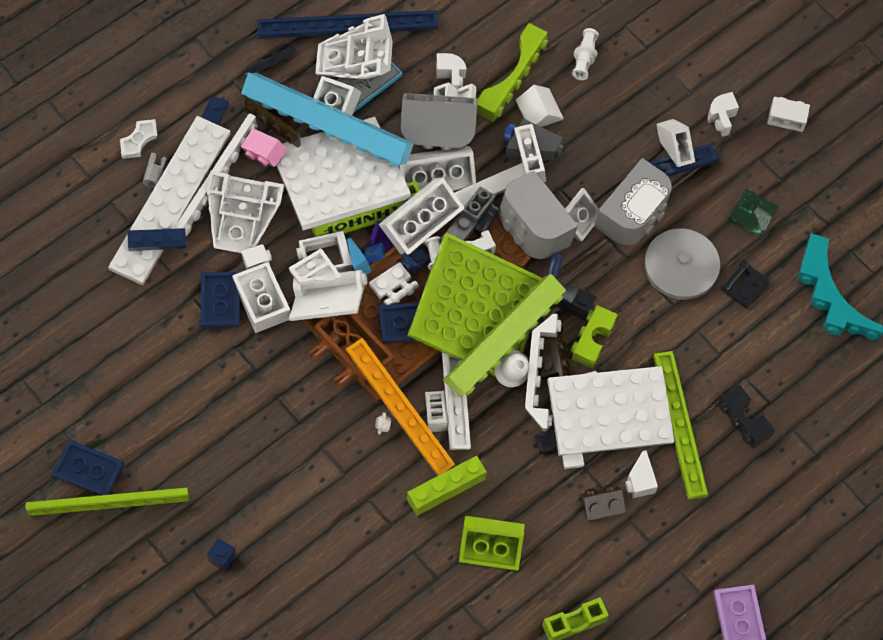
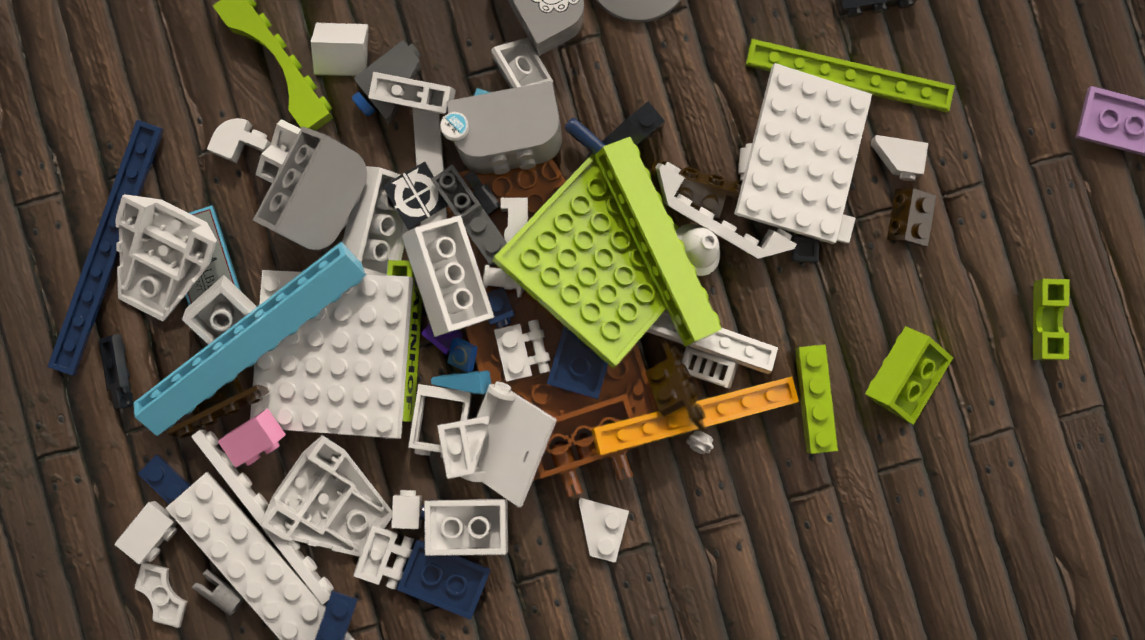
camera: 60 degrees left, 20 degrees up
(175, 114) = (147, 533): none -> white brick
(219, 251) = (376, 553): none -> white plate
(297, 386) = (603, 528): none -> white wing
(414, 383) = (672, 388): none -> dark brown bracket
(465, 181) = (415, 195): none -> sticker
(519, 178) = (454, 126): none -> tile
(600, 322) = (706, 146): lime arch -> none

